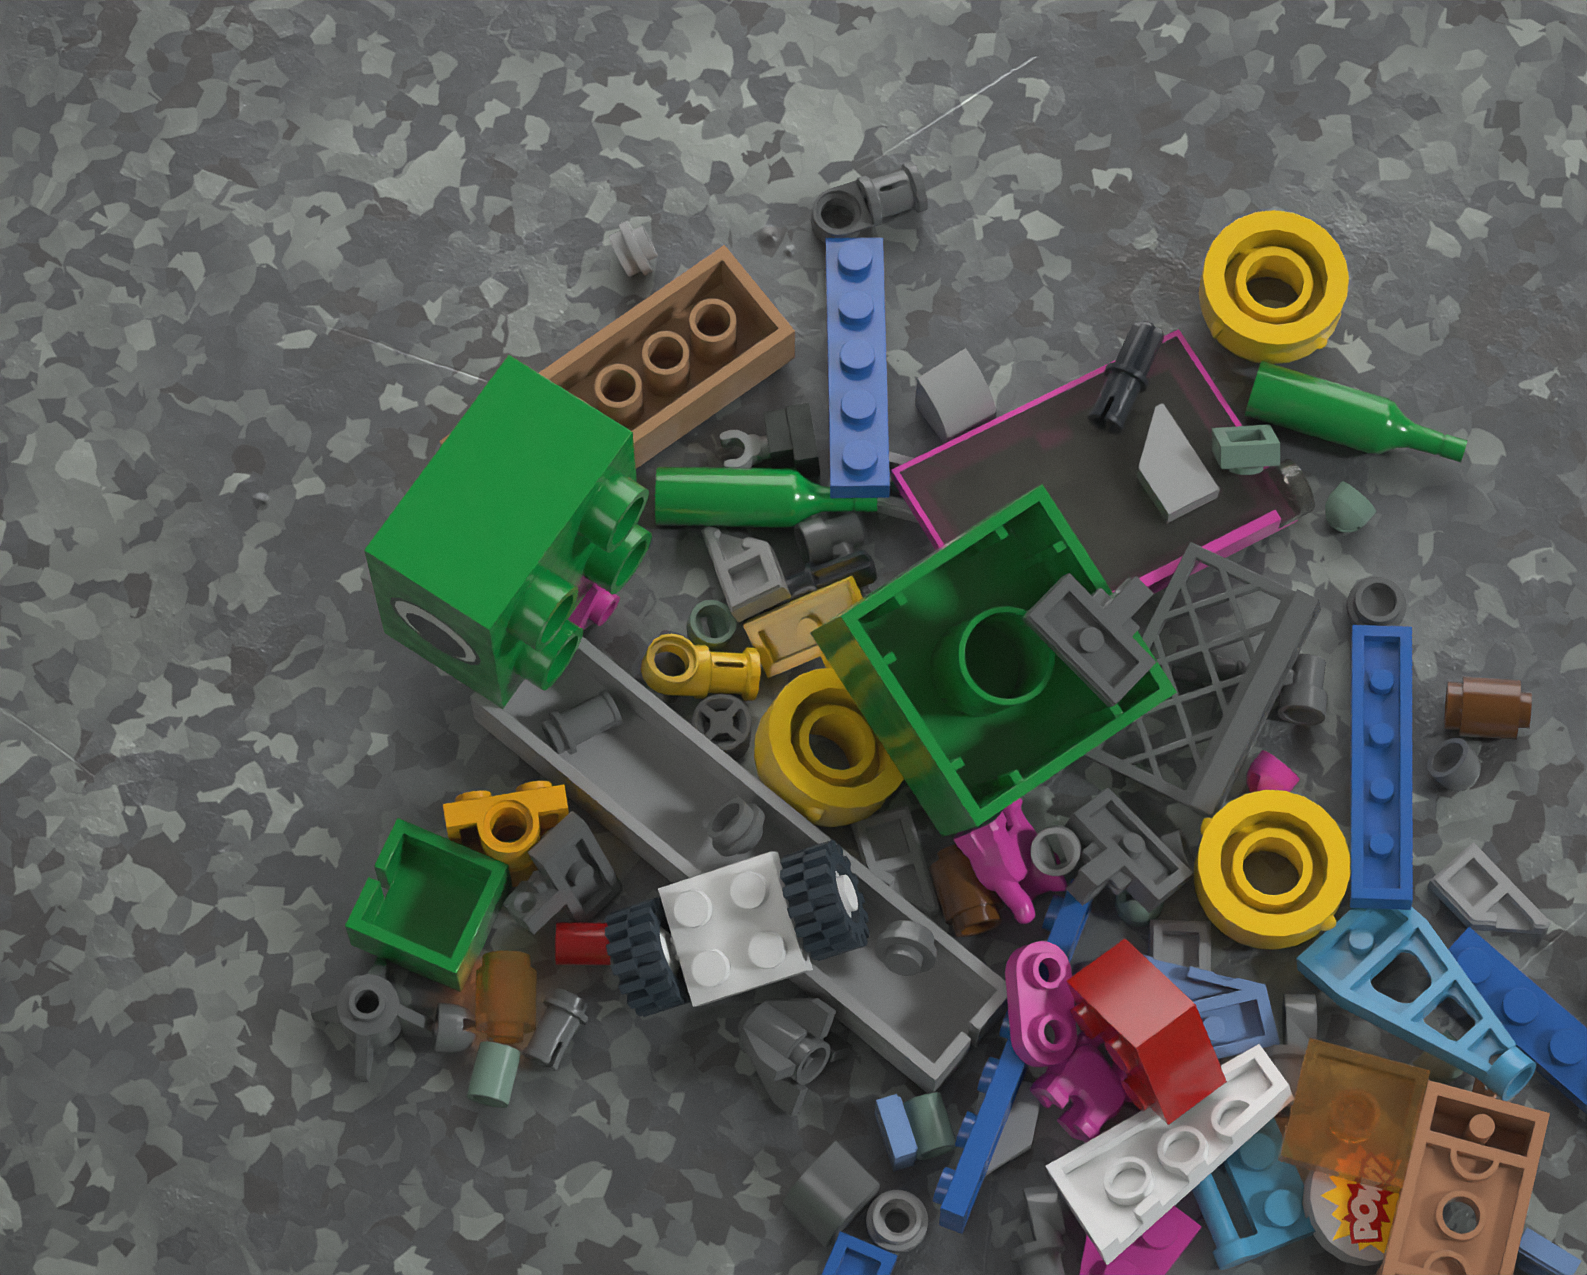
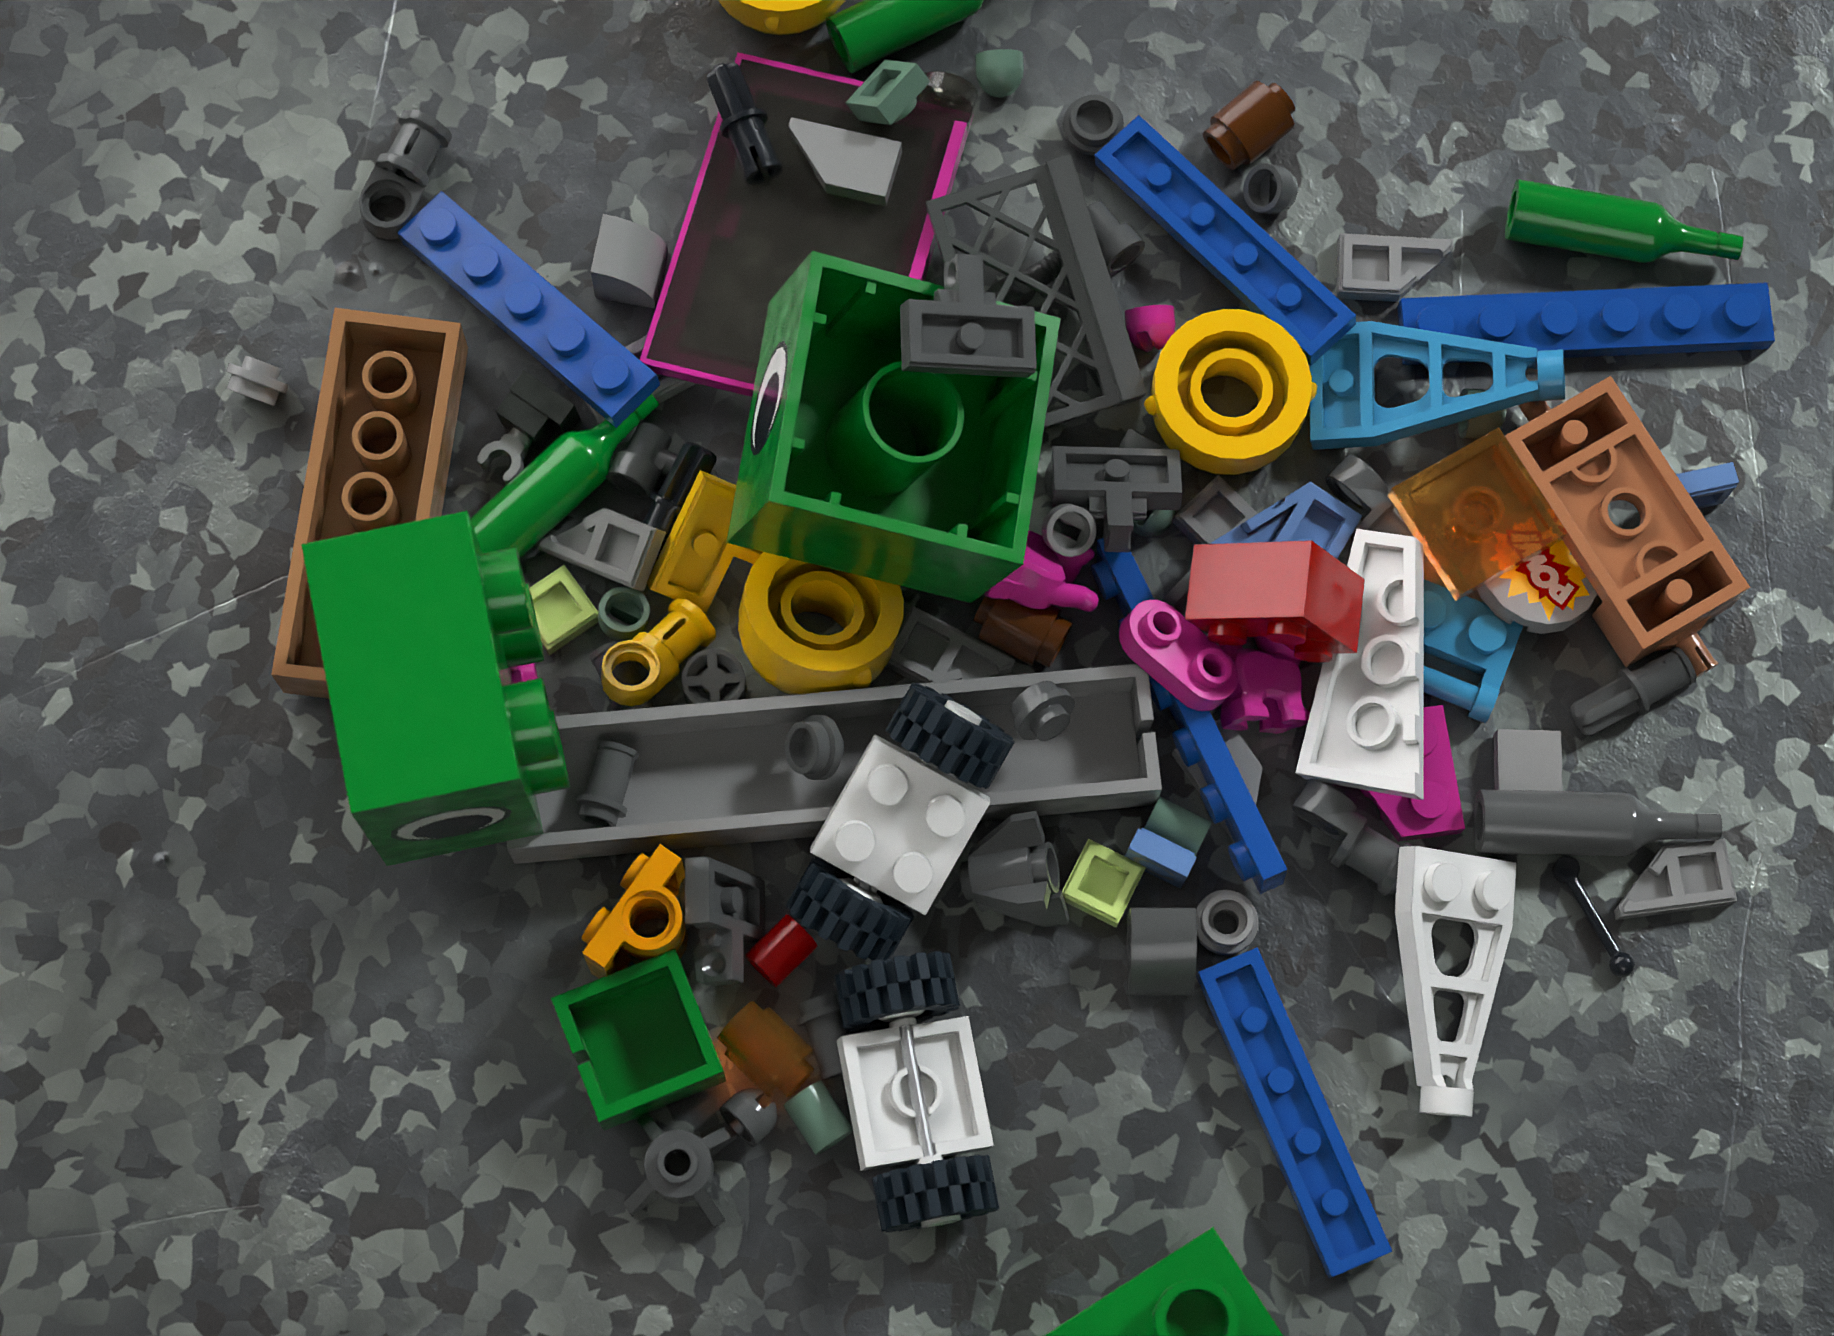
camera: 50 degrees left, 5 degrees up
(569, 1117) = (915, 1092): none -> plate
(672, 582) = (561, 609): none -> yellowish green tile
(843, 1112) = (1102, 882): none -> yellowish green tile

